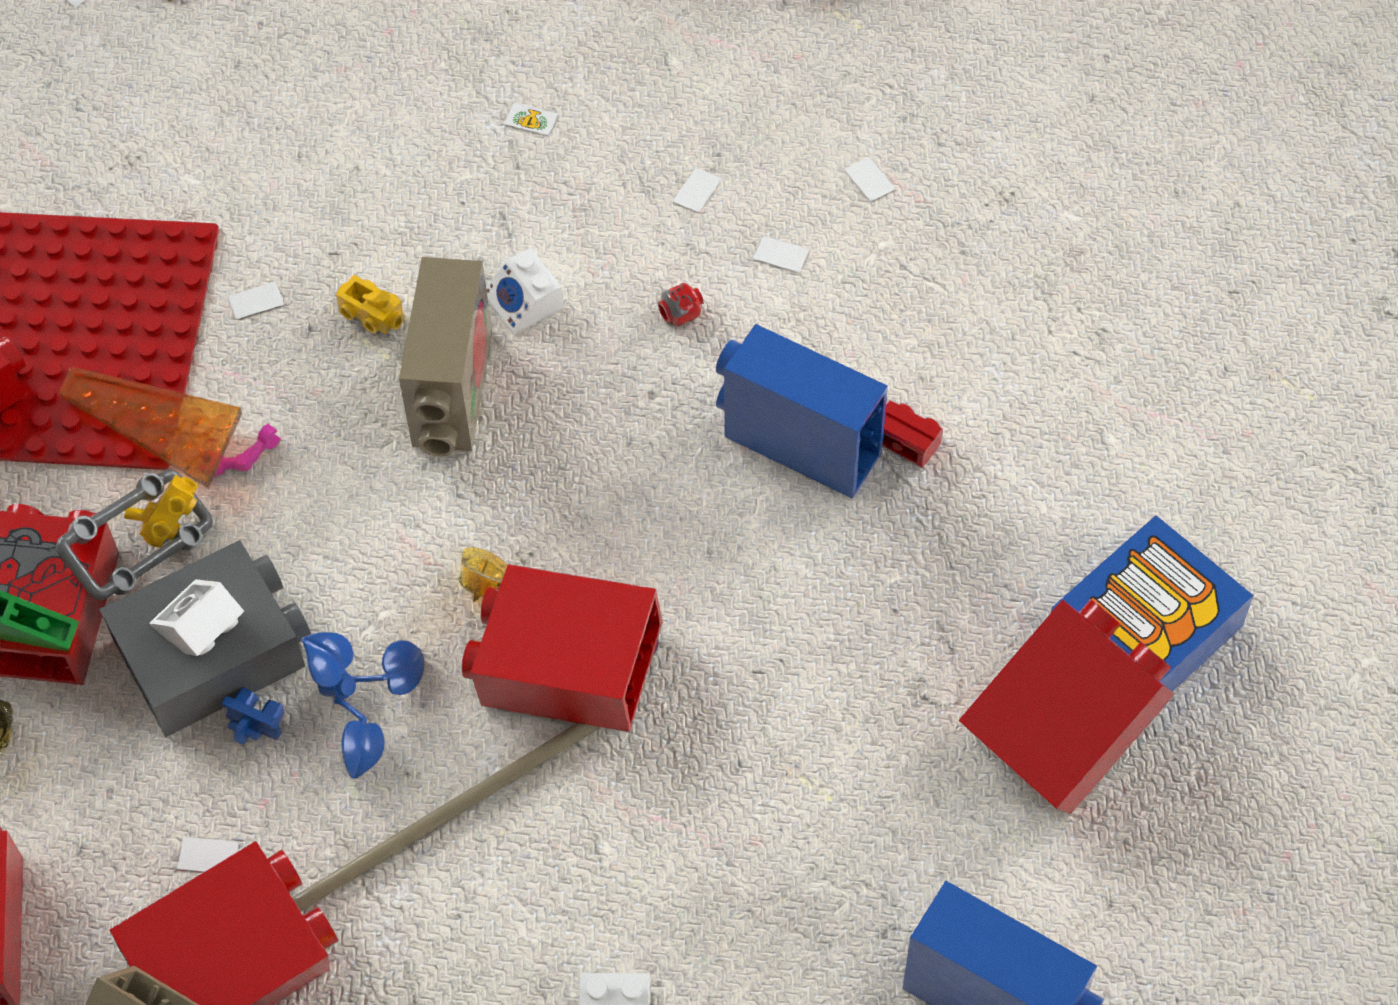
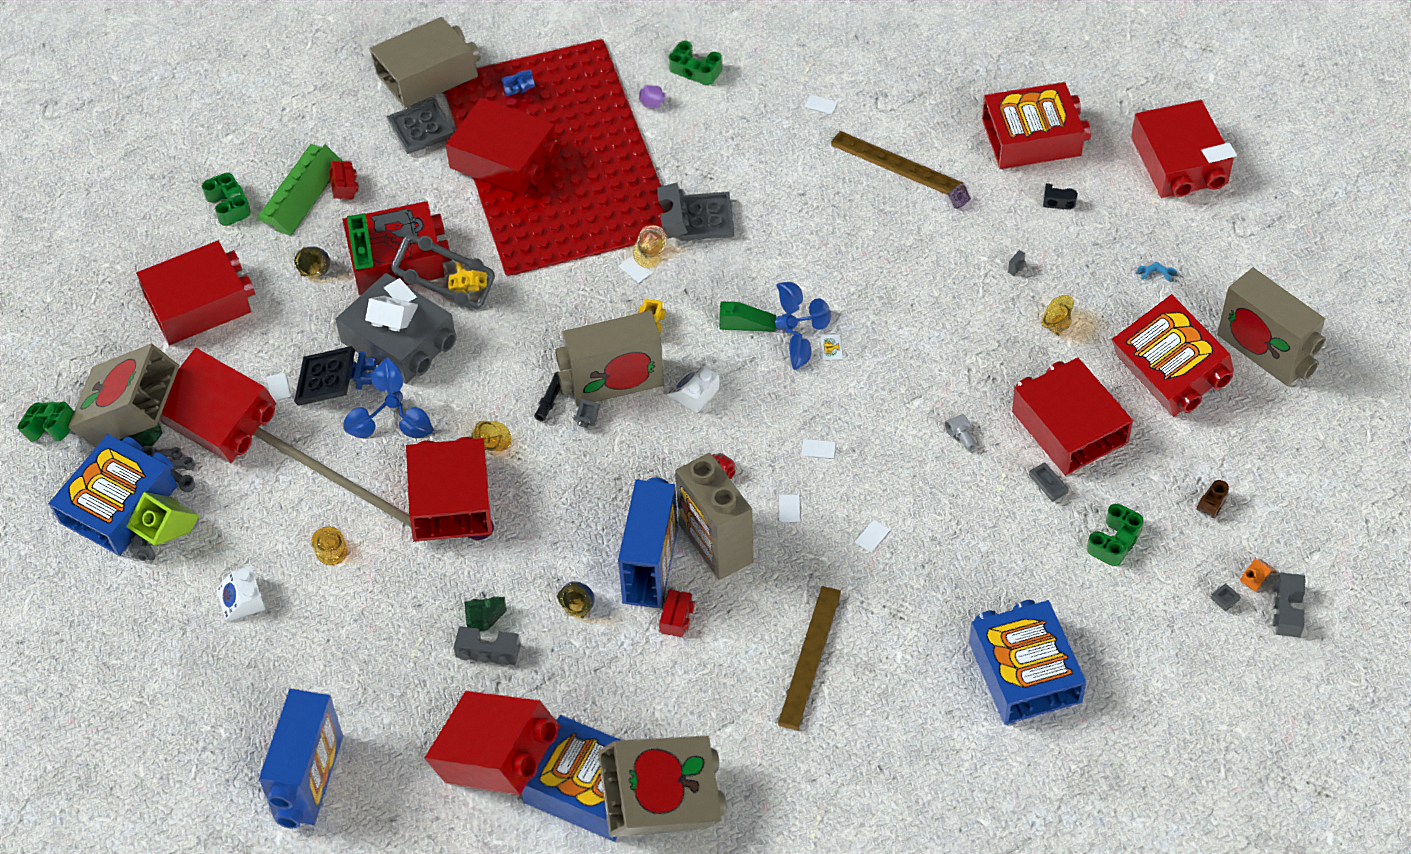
camera: 70 degrees right, 5 degrees down
(151, 598) = (400, 291): none -> white sticker
(167, 201) = (671, 199): none -> dark grey arch
(171, 425) = (526, 260): clear orange wing -> none
(212, 182) = (709, 216): none -> dark grey plate
(233, 262) = (649, 246): none -> clear yellow piece
(240, 769) = (324, 375): none -> black plate
(244, 461) = (516, 296): dark pink piece -> none
(430, 195) = (745, 317): none -> green slope
(451, 481) = (547, 402): none -> black pin
(472, 143) = (790, 299): none -> blue plant
(501, 436) = (587, 413): none -> dark grey bracket
(569, 859) = (329, 545): none -> clear yellow piece
(746, 27) = (959, 427): none -> light grey pin
(804, 675) = (484, 612): none -> clear green slope
(808, 296) = (714, 515): none -> dark tan brick
(835, 543) = (576, 599): none -> clear yellow hair
(852, 708) = (502, 650): none -> dark grey arch
(1038, 308) = (809, 658): none -> pearl gold tile
(1147, 77) = (1026, 661): none -> brick
(1224, 517) = (660, 785): none -> dark tan brick

